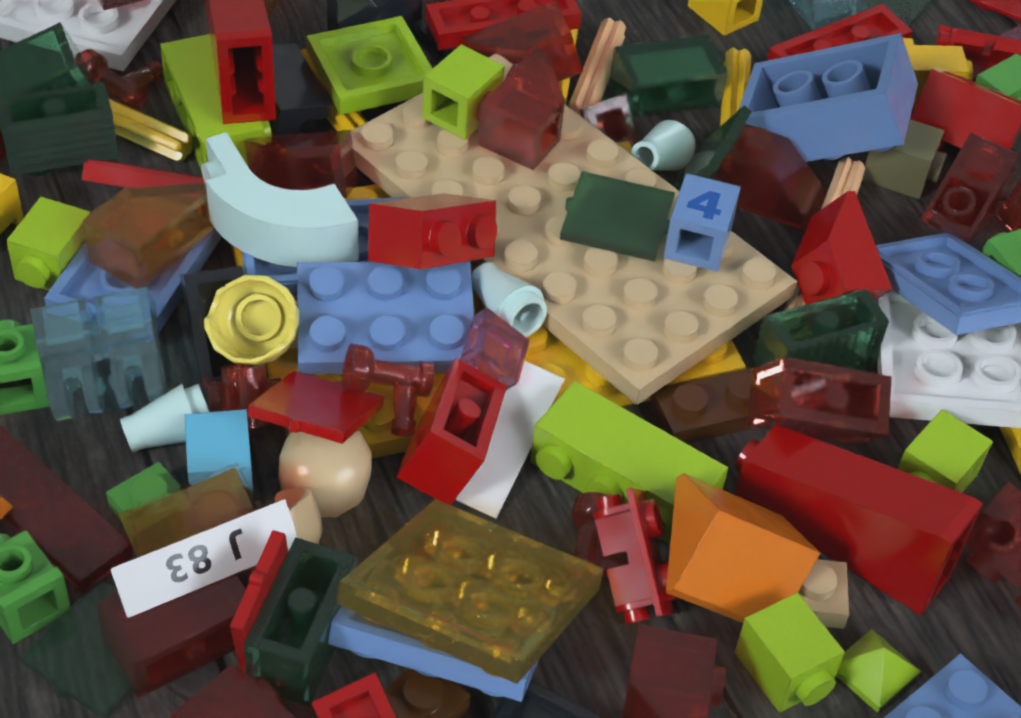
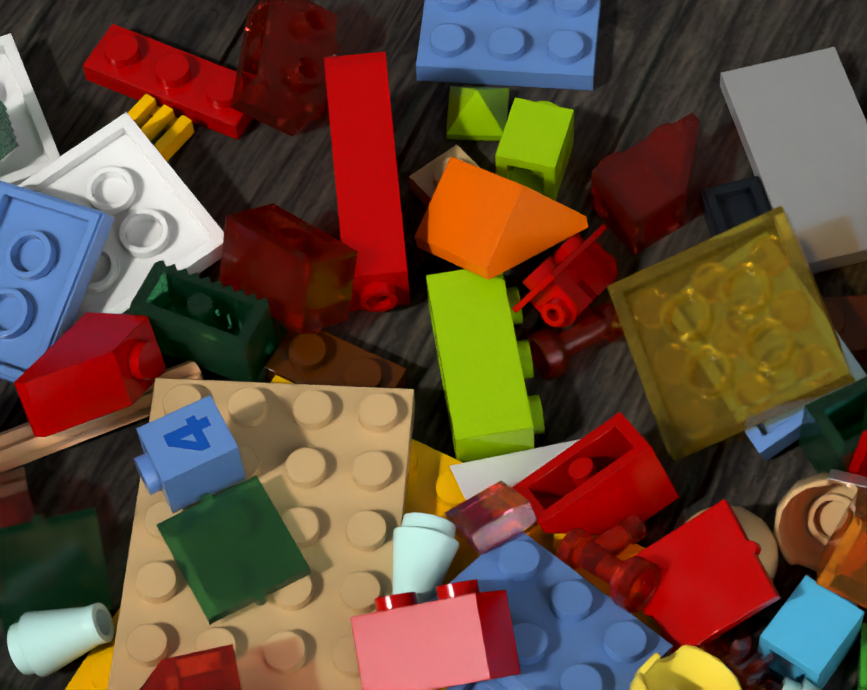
camera: 125 degrees left, 10 degrees up
(946, 452) = (242, 175): lime brick -> none

